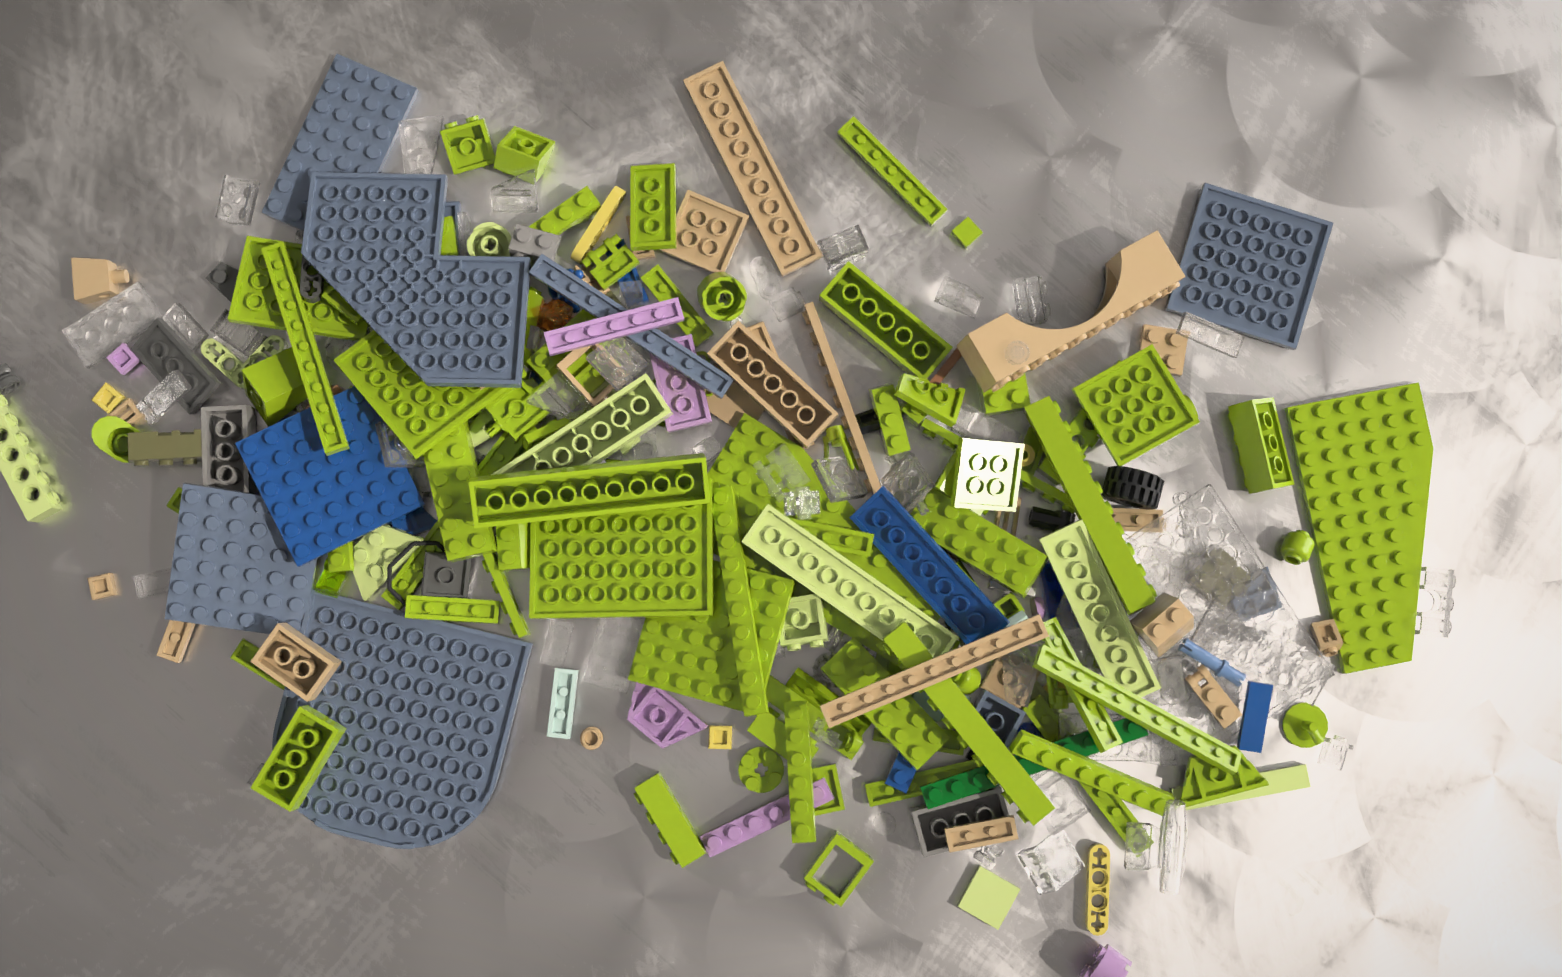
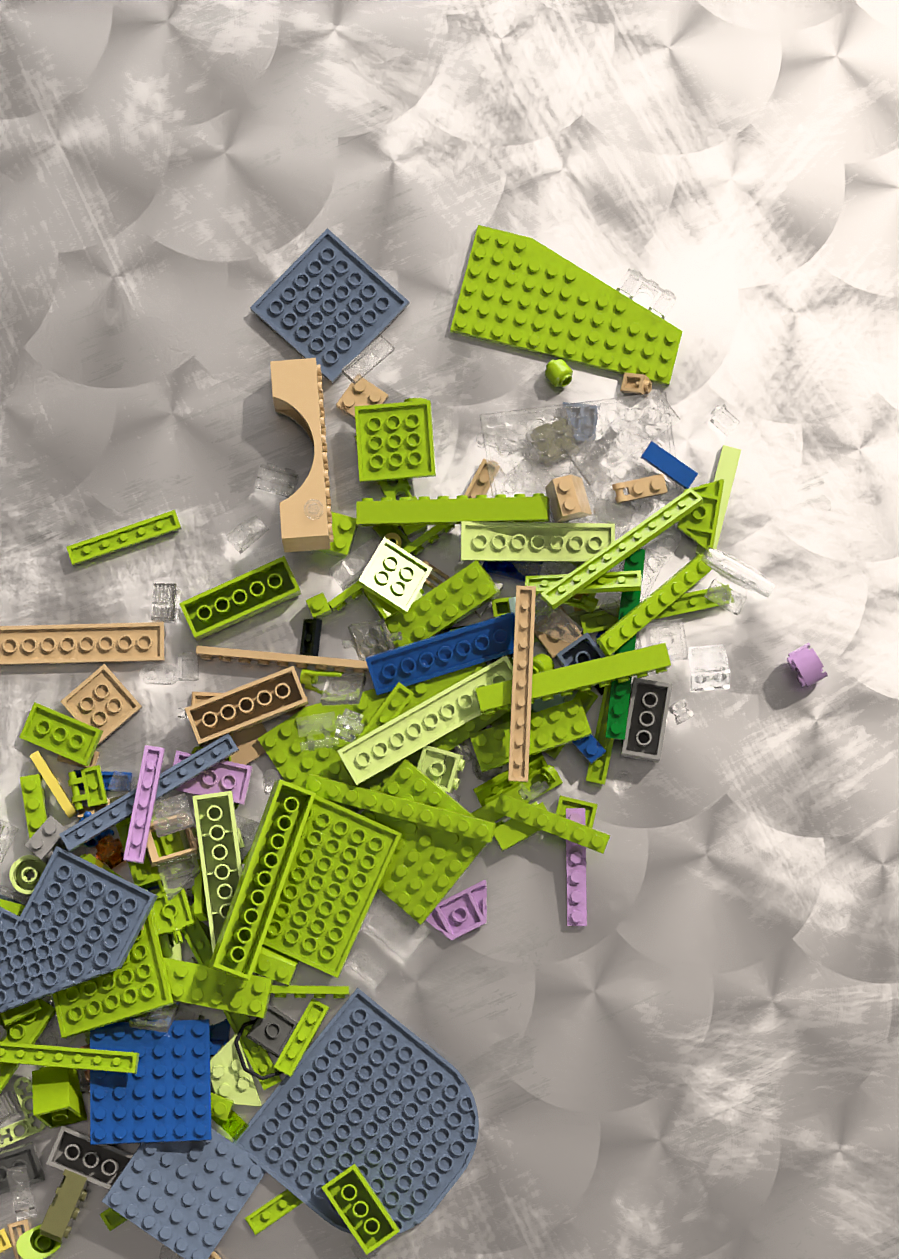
camera: 65 degrees left, 5 degrees down
(296, 661) = (284, 1176): tan brick -> none
(535, 339) = (122, 872): clear tile -> none
(562, 703) = (415, 985): light aqua plate -> none
(591, 738) = (452, 975): tan plate -> none
(665, 289) = (133, 755): lime plate -> none
(670, 819) = (543, 942): lime brick -> none
(720, 737) = (498, 875): light yellow tile -> none
(734, 296) = (148, 714): lime brick -> none
(750, 762) = (544, 864): lime plate -> none
(853, 850) = (643, 854): lime window -> none
(890, 419) = (307, 627): lime arch -> none
(933, 399) = (318, 588): lime wing -> none
(947, 366) = (300, 574): nougat tile -> none
(966, 232) = (199, 503): lime tile -> none
(981, 833) = (661, 708): tan plate -> none
(988, 897) = (714, 727): yellowish green tile -> none
(1037, 607) = (510, 586): lavender tile -> none
(1049, 519) = (450, 545): black piece -> none
(1094, 889) = (746, 640): light yellow beam -> none
(1132, 487) = (455, 472): black tyre -> none
(1219, 666) = (619, 473): medium blue pin -> none
(1260, 445) = (469, 362): lime slope -> none
(1305, 725) = (694, 431): lime shield -> none

